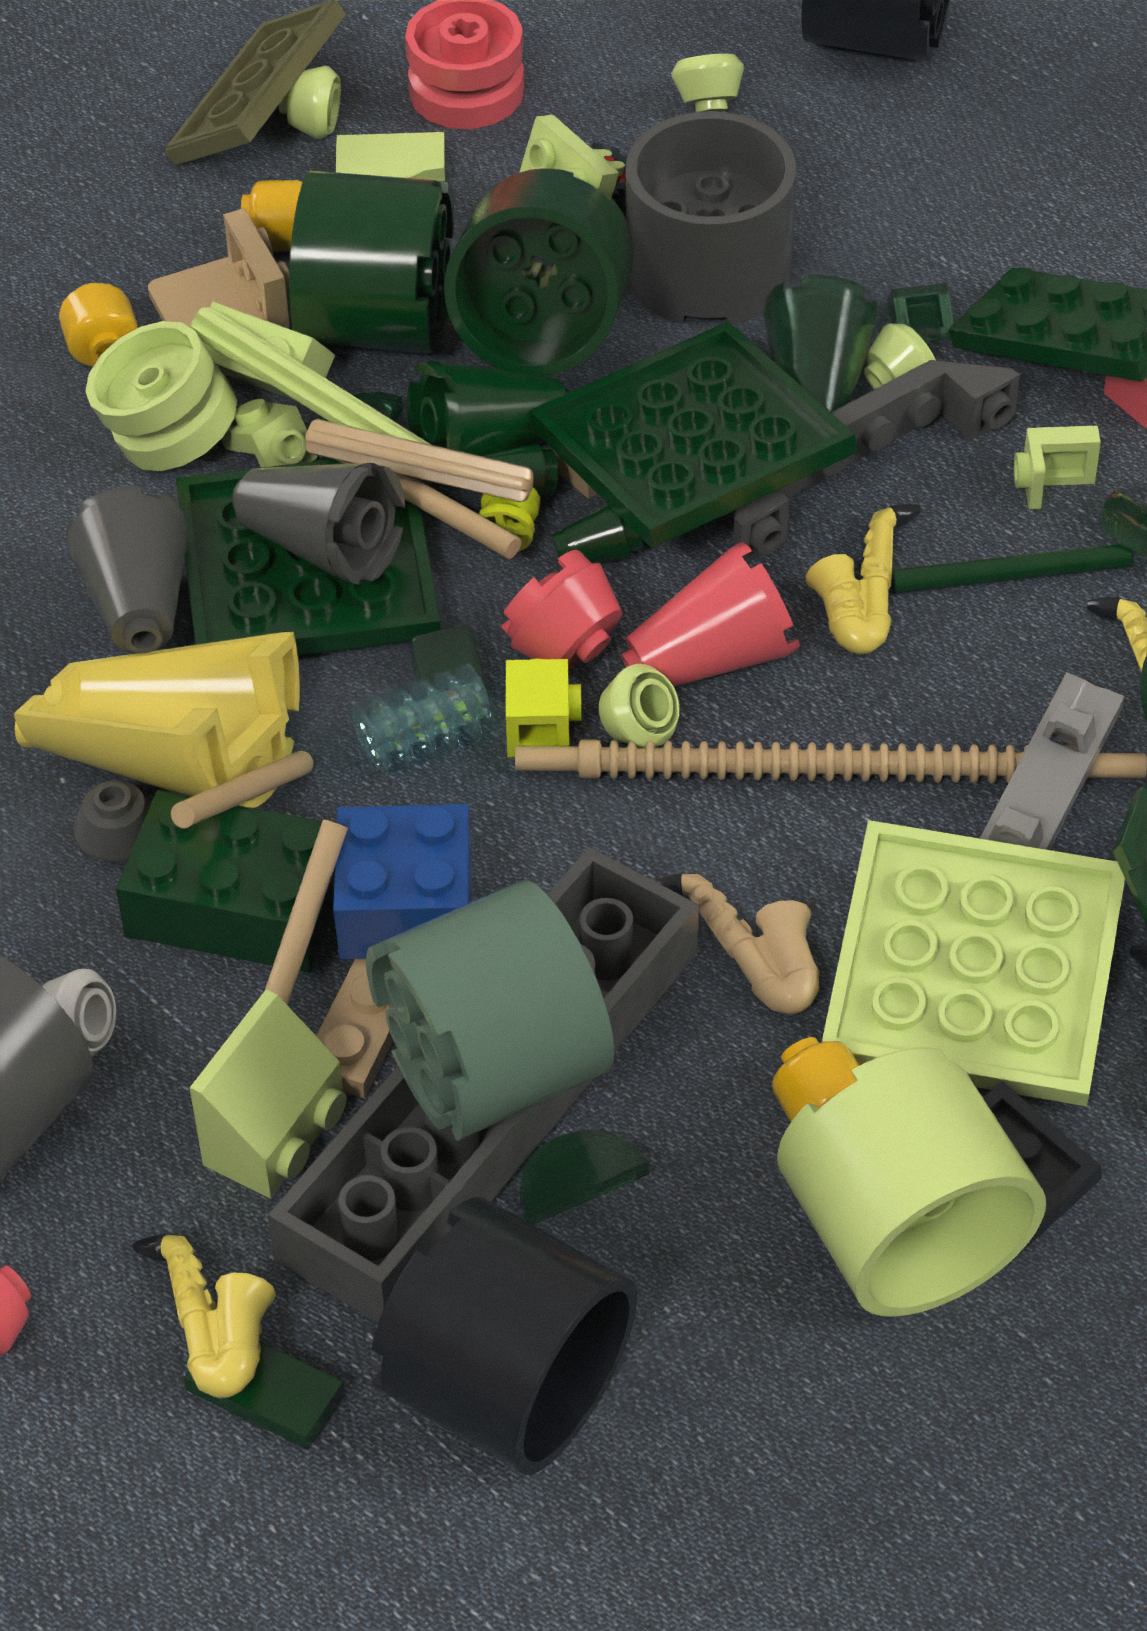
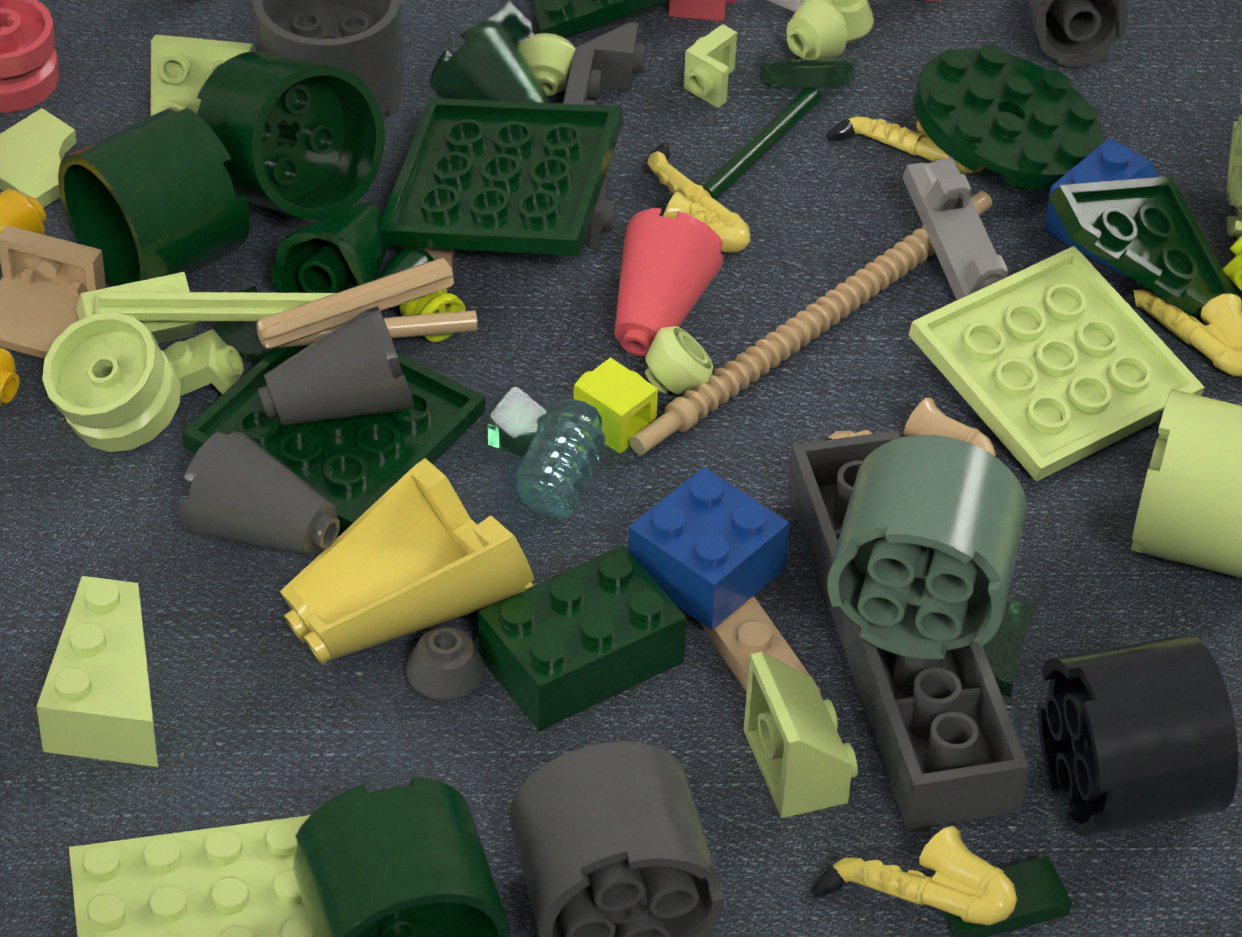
camera: 50 degrees left, 5 degrees down
(241, 789) = (551, 577): tan bar -> none
(306, 909) = (698, 637): tan bar -> none
(564, 613) = (566, 335): coral cone -> none
(599, 537) = (505, 284): dark green cone -> none
(812, 1074) = (1073, 490): yellow head -> none

